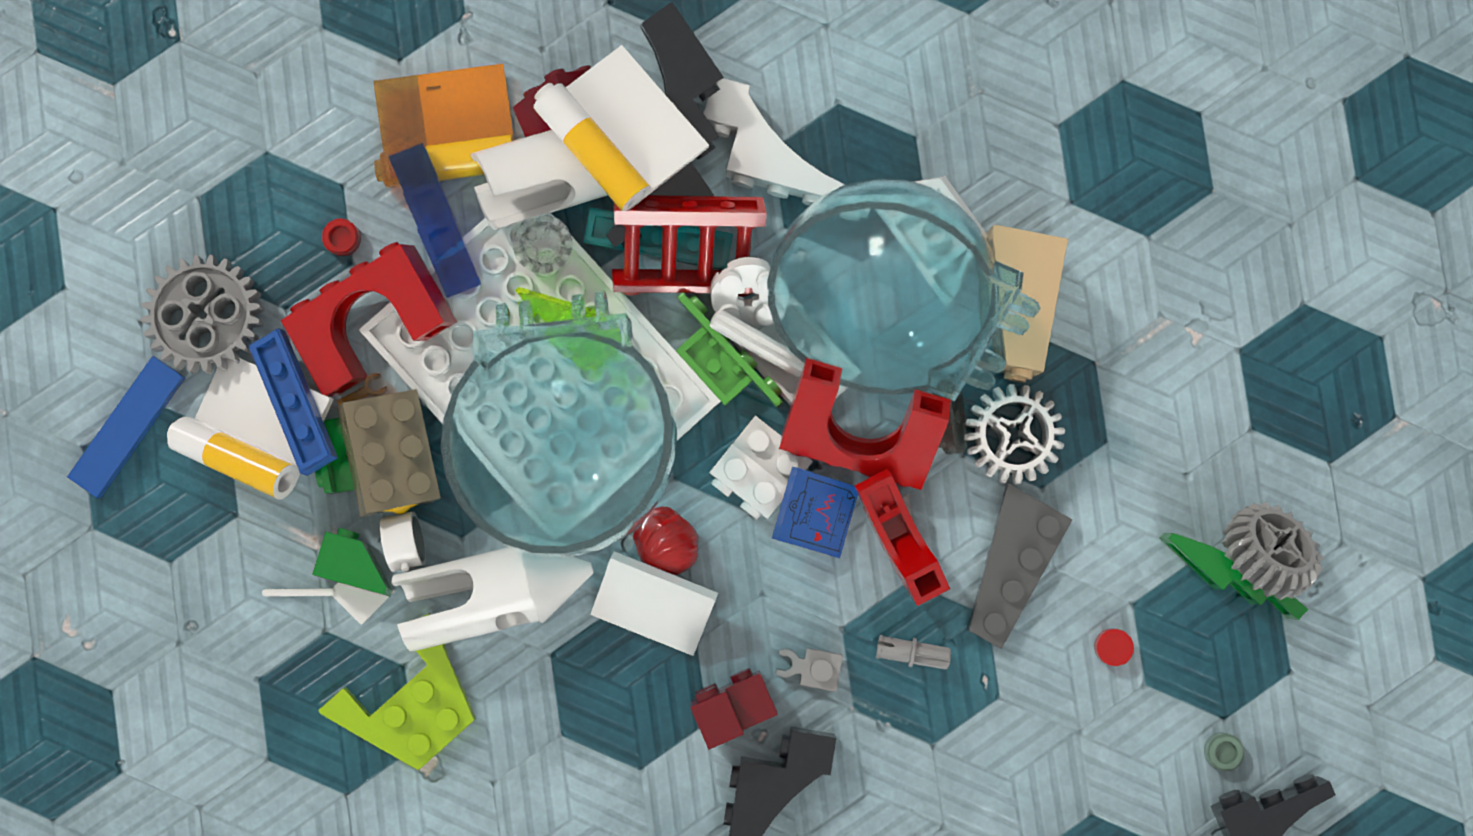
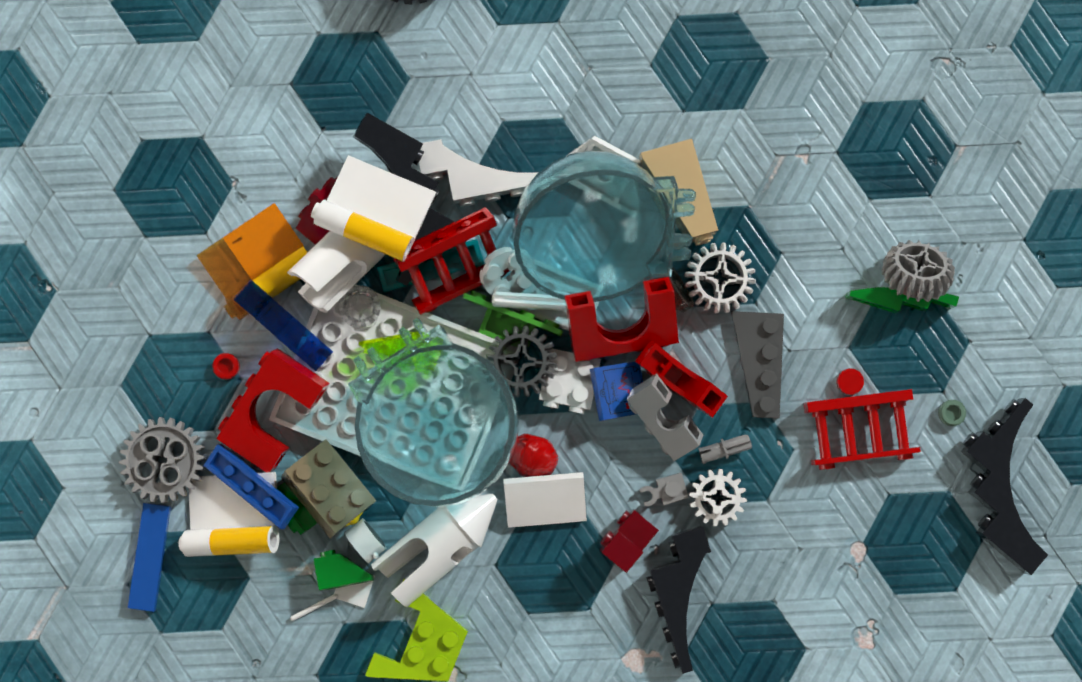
camera: 25 degrees left, 0 degrees up
(364, 391) = (290, 458): clear orange hand -> none
(720, 399) = (544, 364): none -> dark grey gear
(856, 606) = (675, 436): none -> light grey arch
(864, 724) = (716, 510): none -> white gear
(1126, 690) = (871, 404): none -> red fence

